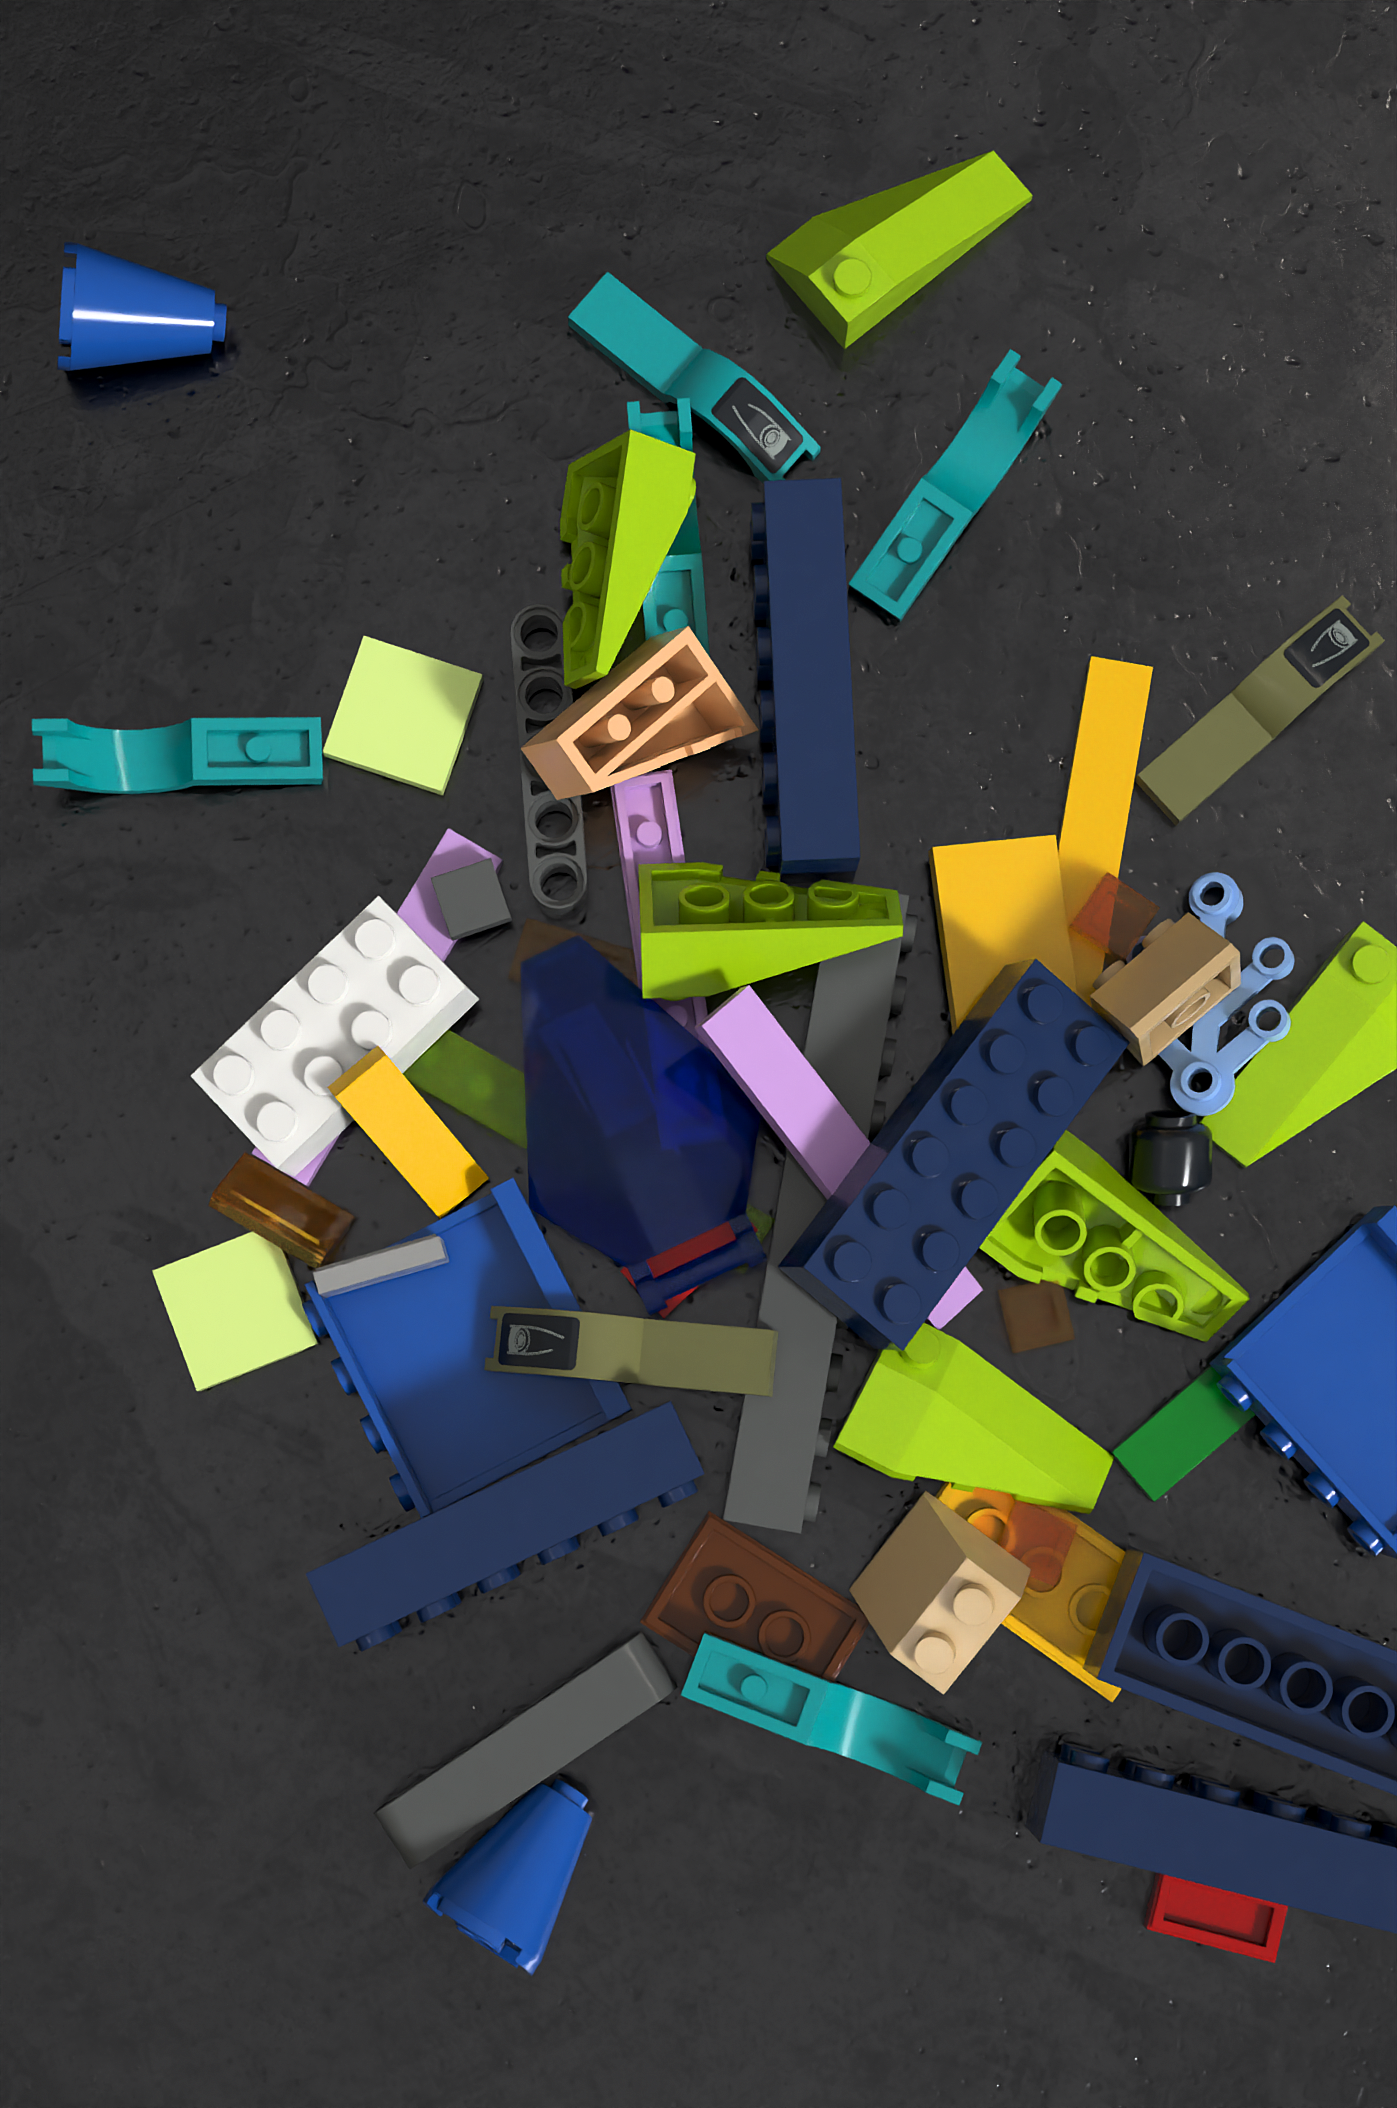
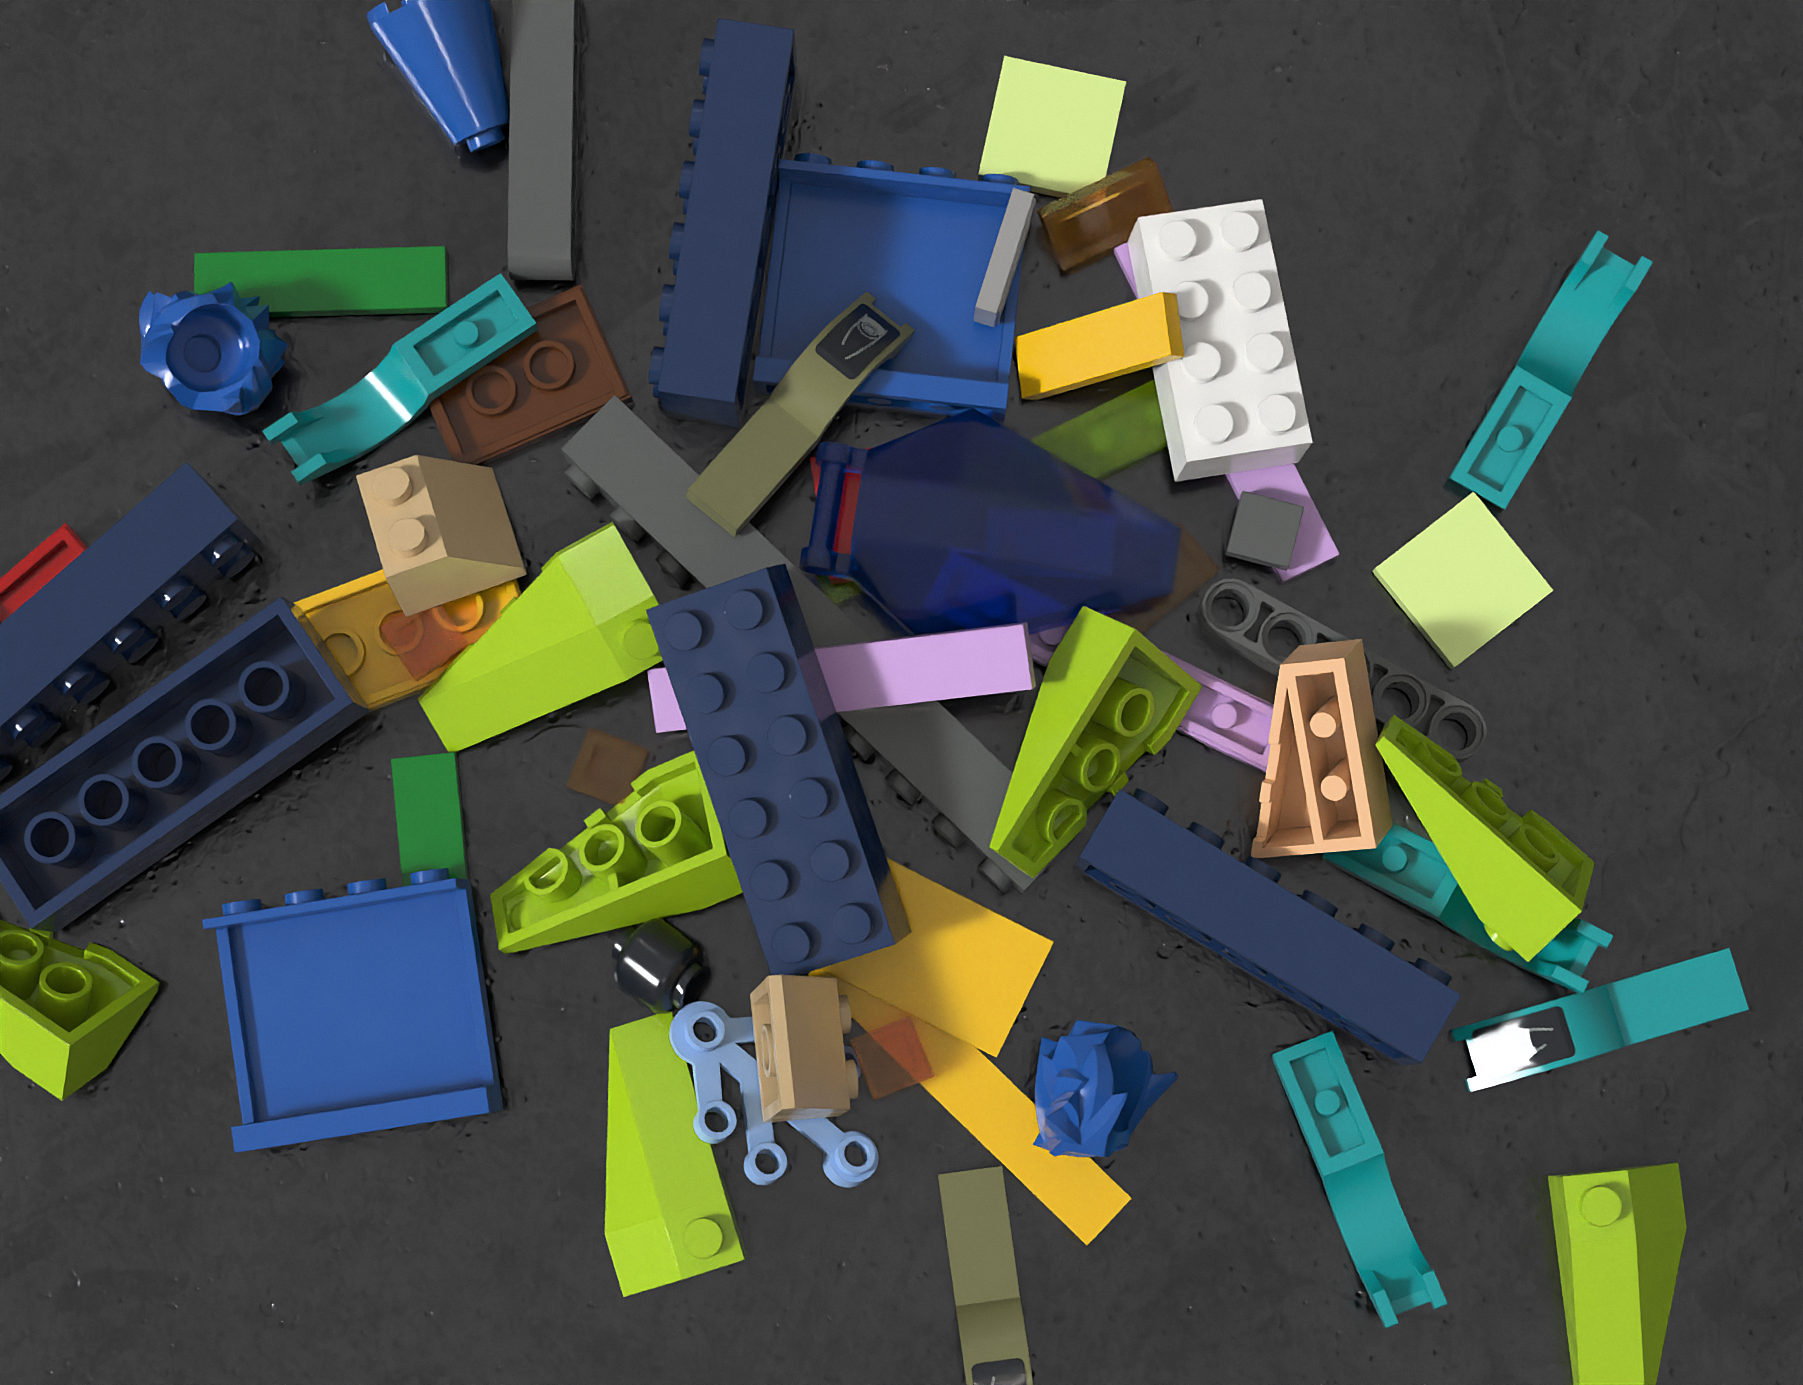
camera: 125 degrees right, 0 degrees up
(788, 1854) = (332, 279): none -> green tile
(918, 1902) = (211, 348): none -> blue hair
(1034, 735) = (1093, 1090): none -> blue hair

